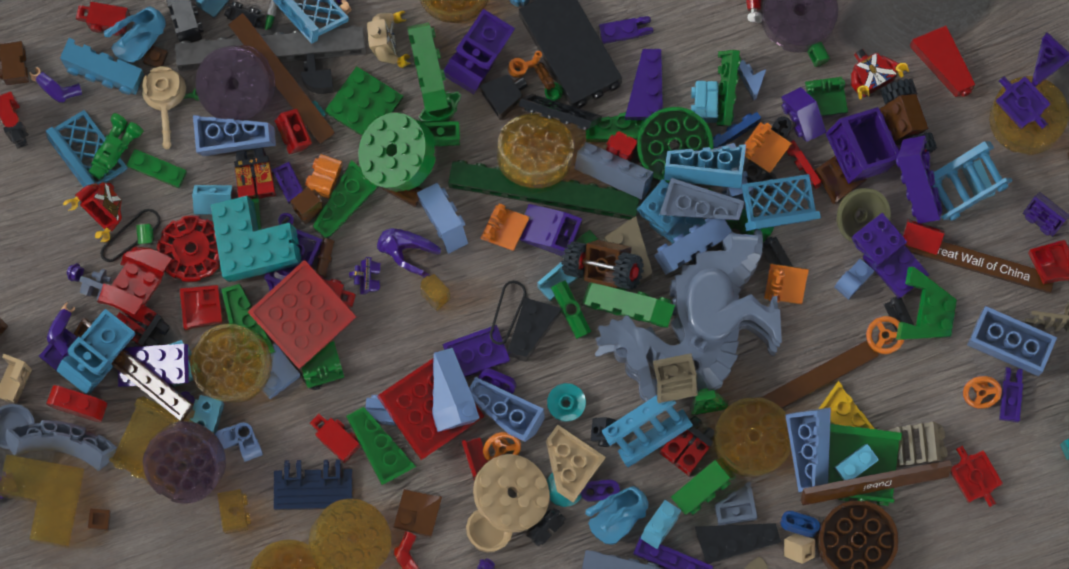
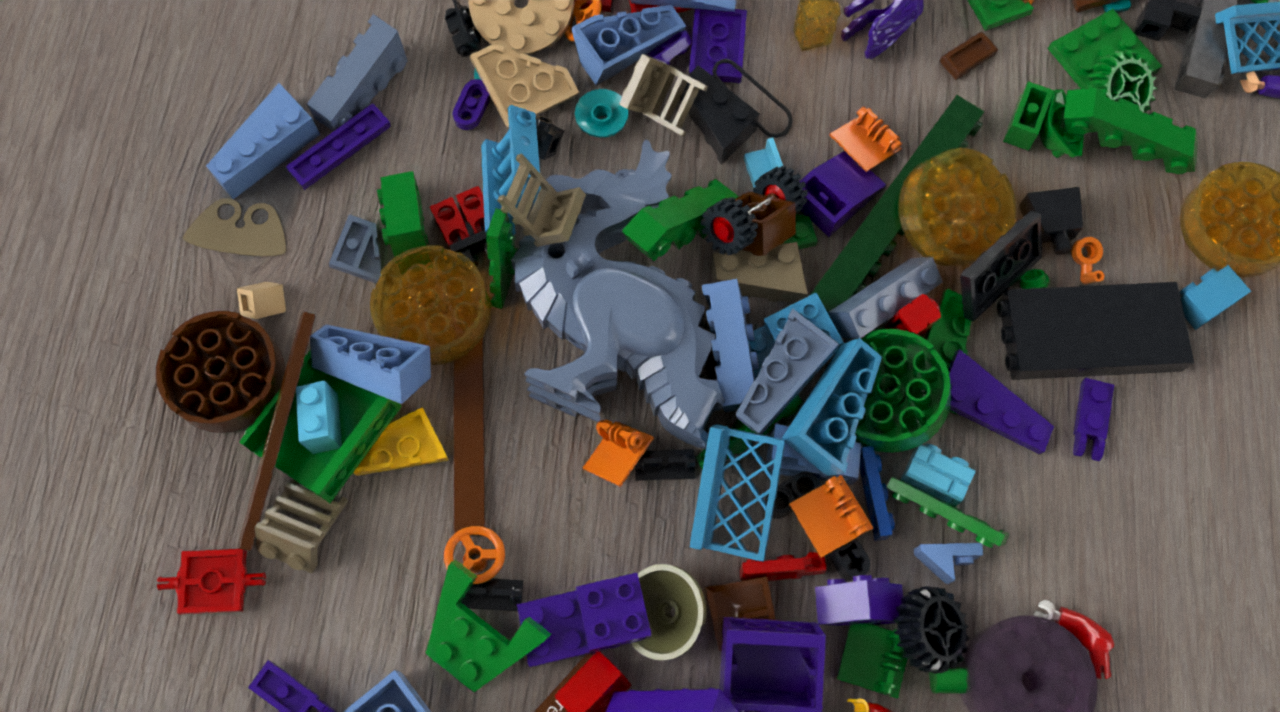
camera: 115 degrees right, 5 degrees down
(382, 38) = (1196, 103): tan torso -> none
(393, 84) = (1124, 77): none -> green gear
(397, 152) = (1024, 47): green brick -> none
(443, 217) = (911, 73): medium blue wedge -> none
(478, 51) = (1133, 207): dark purple piece -> none
(538, 375) = (649, 88): none -> dark tan plate
(544, 75) = (1061, 275): reddish brown axle -> none
(576, 321) = (735, 166): green piece -> none
(619, 516) = (427, 103): dark azure hair -> none
(660, 524) = (386, 144): medium azure brick -> none
(734, 540) = (319, 232): black wing -> none
(799, 71) = (929, 649): none -> black gear
(799, 523) = (289, 314): blue plate -> none
(854, 279) = (580, 555): medium blue plate -> none
(982, 389) = (322, 657): orange piece -> none

